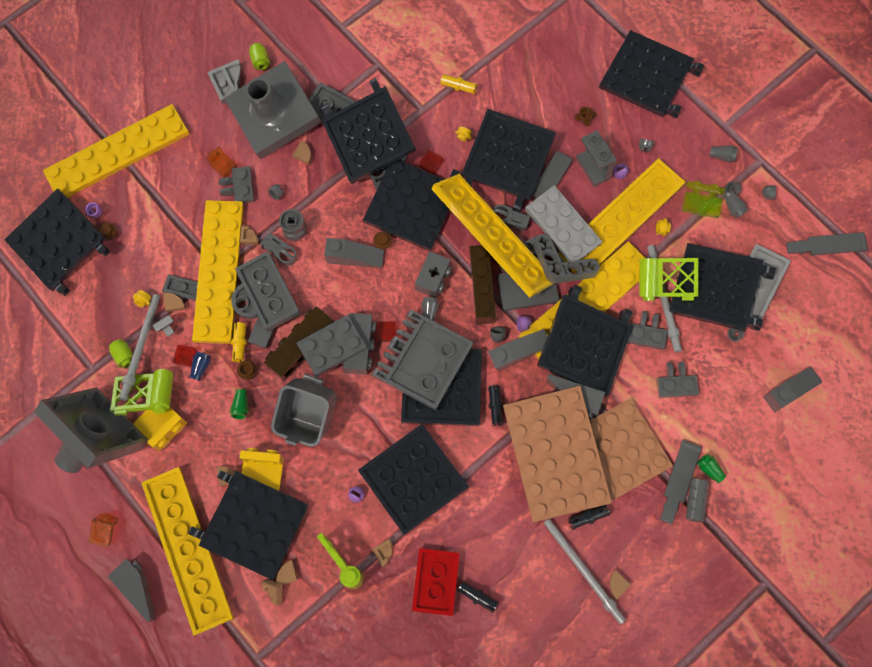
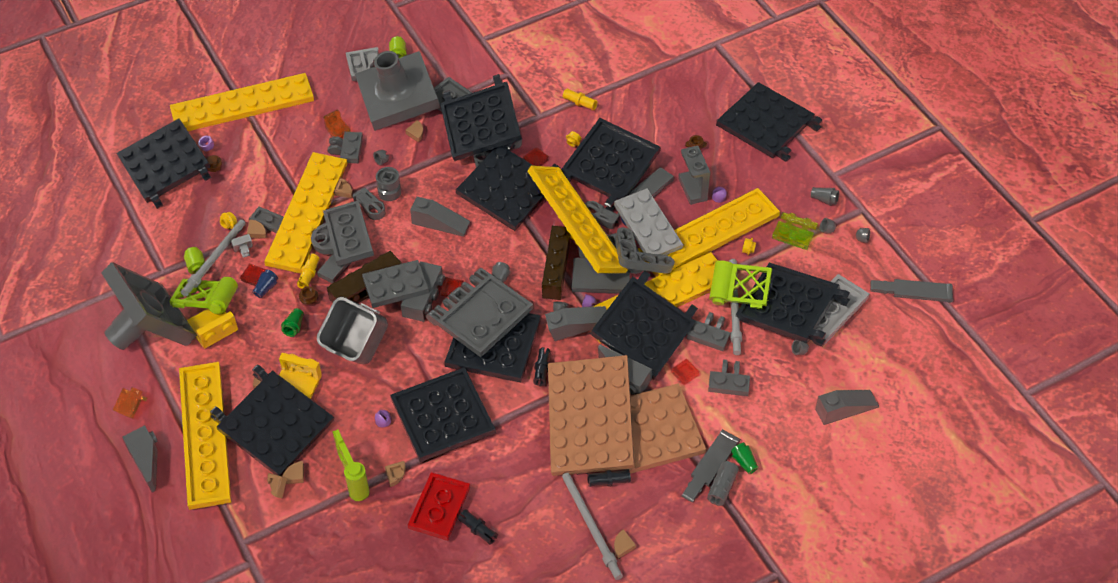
camera: 10 degrees right, 20 degrees down
(382, 240) = (471, 212): reddish brown plate -> none
(433, 264) = (511, 246): dark grey brick -> none
(633, 381) = (685, 371): none -> clear red tile
(645, 143) = (750, 175): dark grey hinge -> none
(735, 204) = (825, 239): dark grey cone -> none

